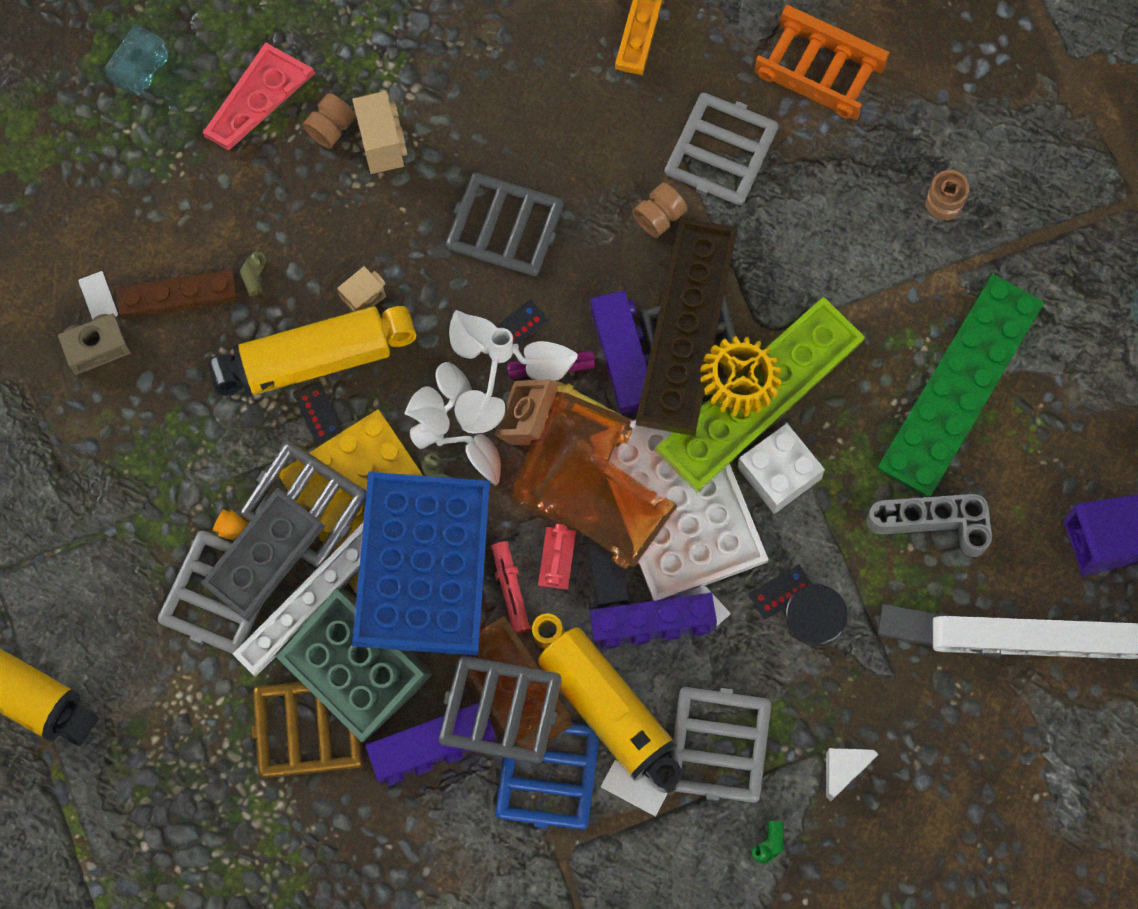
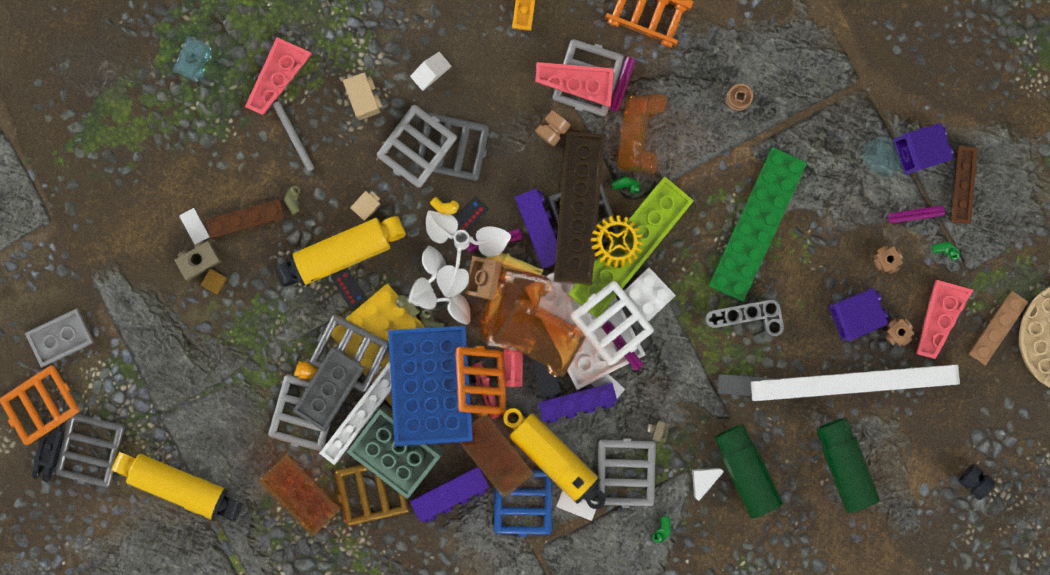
camera: 10 degrees left, 15 degrees up
(113, 379) = (214, 281): none -> pearl gold tile
(191, 714) = (300, 494): none -> clear orange brick
(268, 184) = (293, 136): none -> light grey bar
(329, 120) = (326, 90): medium nougat wheel -> none
(400, 436) = (403, 301): none -> olive arm
(464, 244) = (404, 125): none -> light grey bar
(472, 568) = (462, 388): none -> orange bar
(481, 310) = (445, 208): none -> yellow arm
(485, 113) = (430, 70): none -> white slope
(507, 748) = (478, 496): dark grey bar -> none
(709, 146) = (581, 81): none -> coral wing
(733, 539) = (619, 342): none -> magenta axle
(742, 467) = (636, 316): none -> white bar
(765, 301) = (627, 182): none -> green arm
(771, 162) = (622, 84): none -> magenta axle
(777, 593) = (655, 372): black sticker -> none
(779, 681) = (660, 431): none -> dark tan tile
(781, 261) = (633, 134): none -> clear orange windscreen
(816, 615) = (678, 386): black tile -> none
(918, 759) = (748, 472): none -> dark green piece
(1081, 768) = (847, 466): none -> dark green piece

